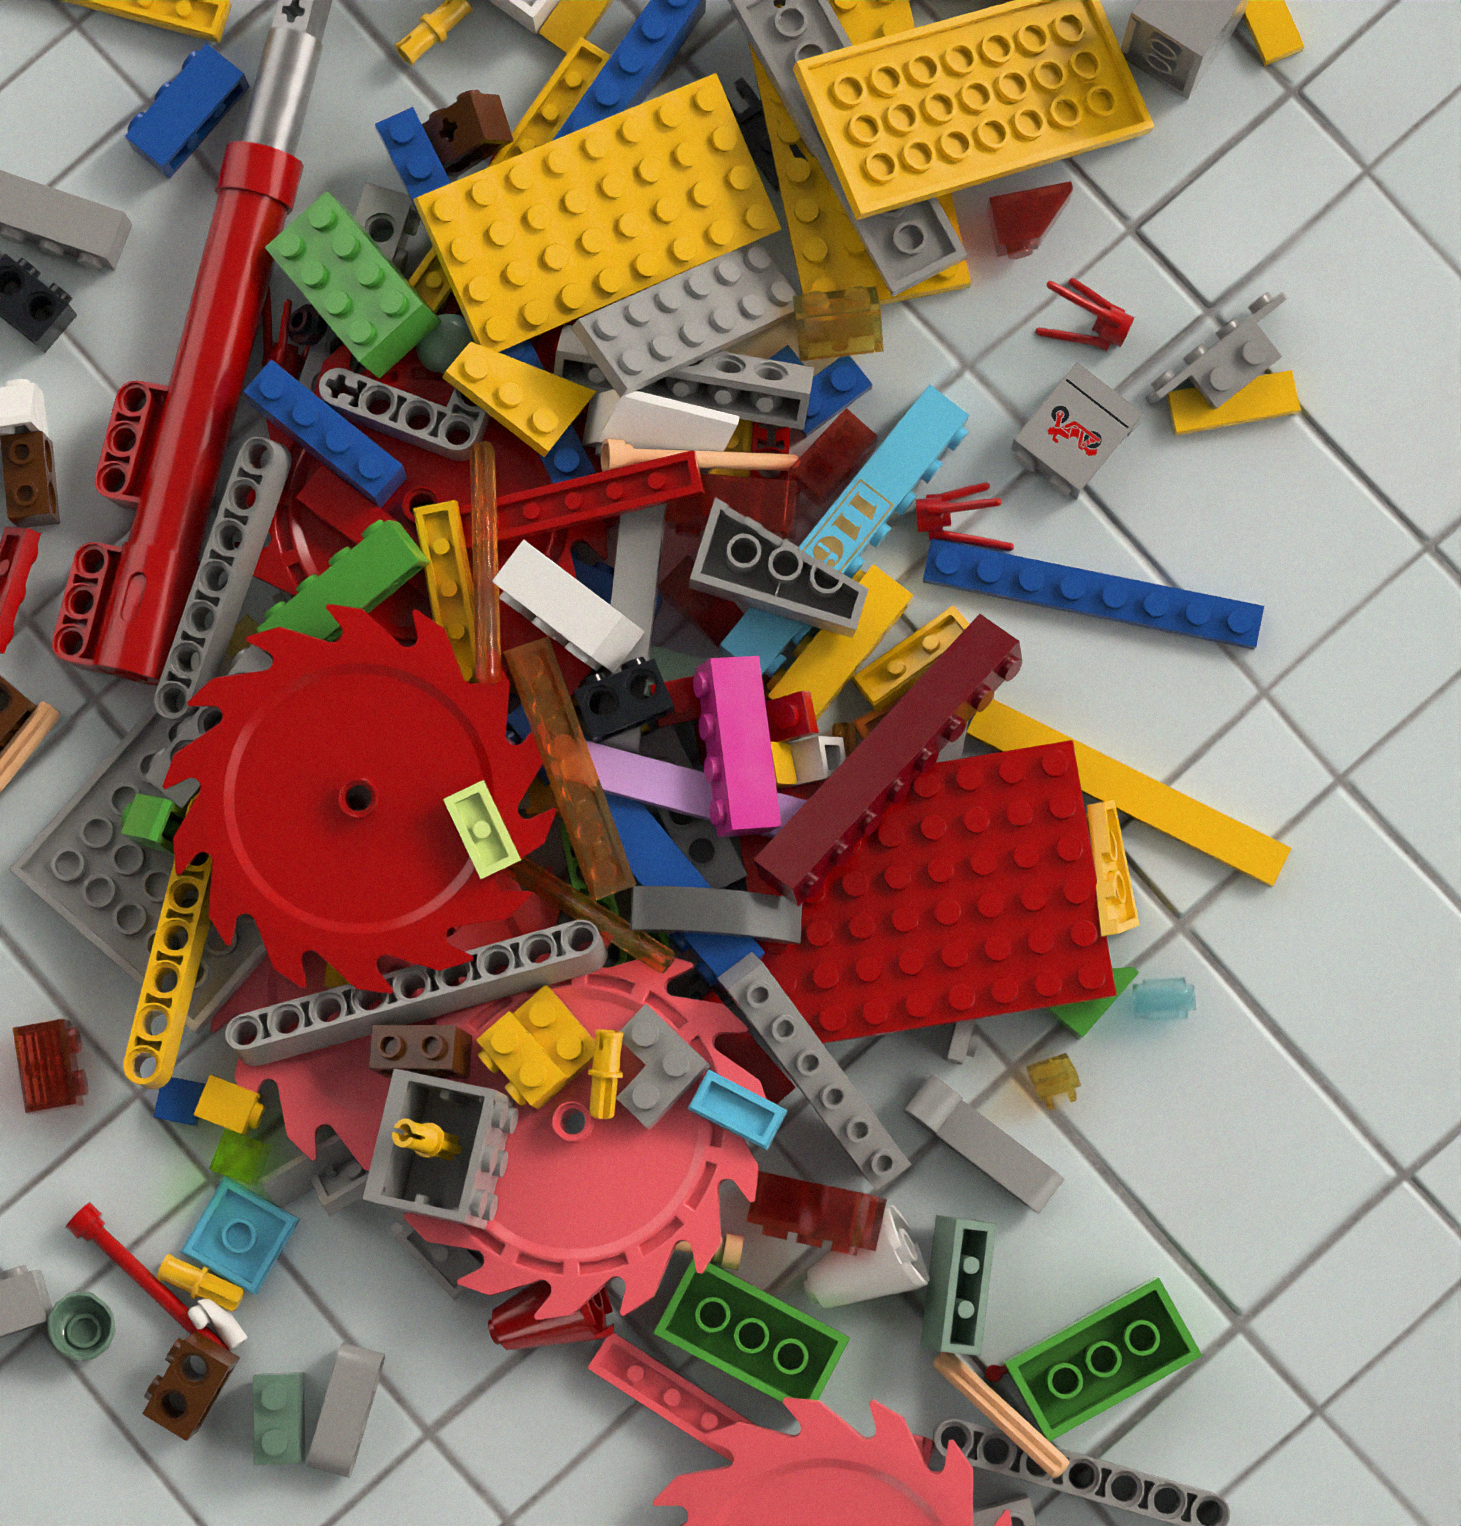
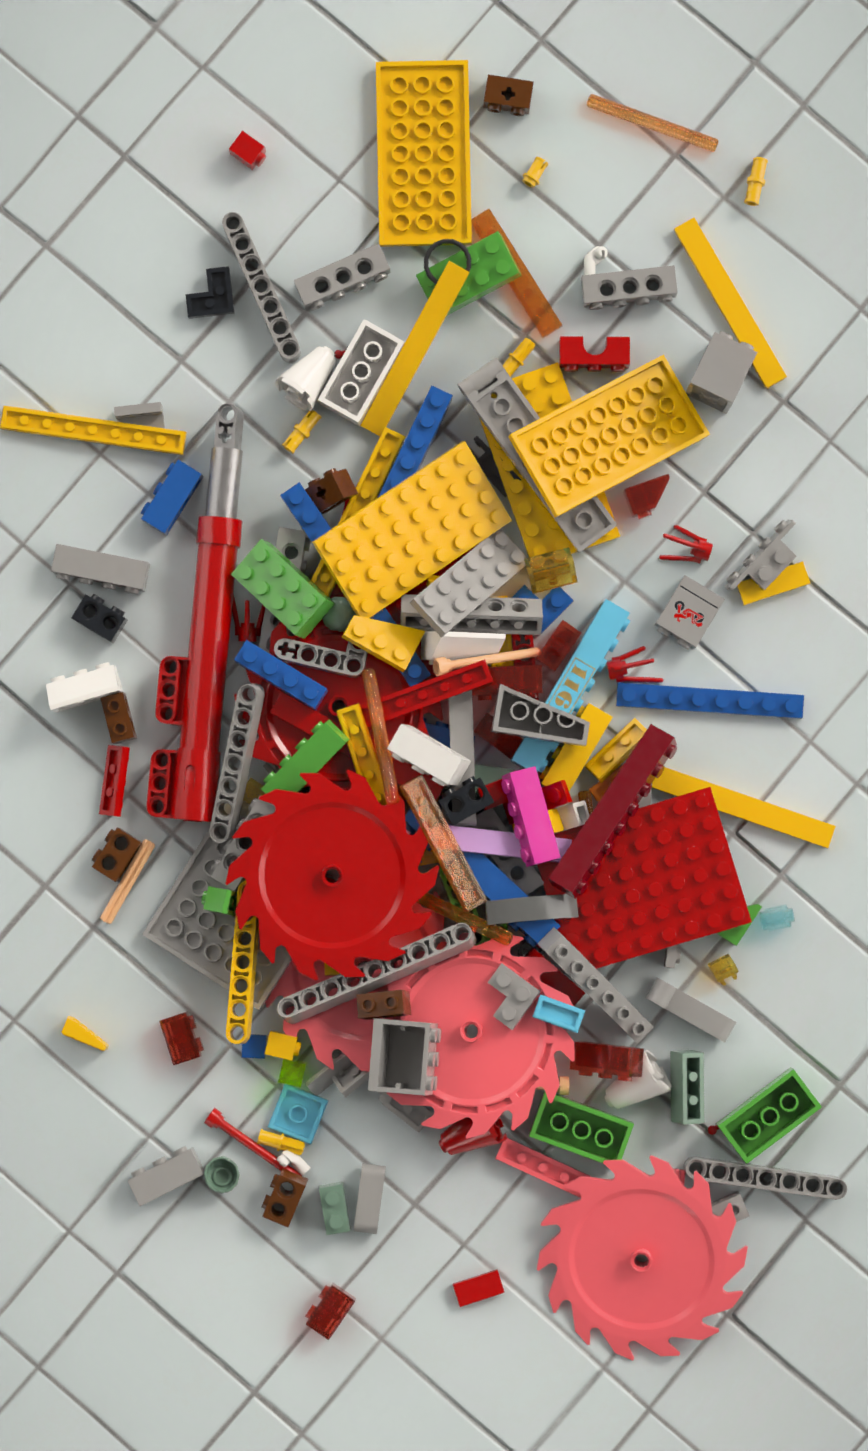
camera: 10 degrees left, 5 degrees up
(306, 326) = (259, 613): black plate -> none
(426, 1140) = (396, 1054): yellow axle -> none
(482, 829) = (401, 883): yellowish green plate -> none
(537, 1048) = (447, 994): yellow plate -> none
(605, 1073) = (485, 1003): yellow axle -> none
(1001, 1414) = (719, 1152): light nougat axle -> none
(1113, 886) = (743, 863): yellow wing -> none

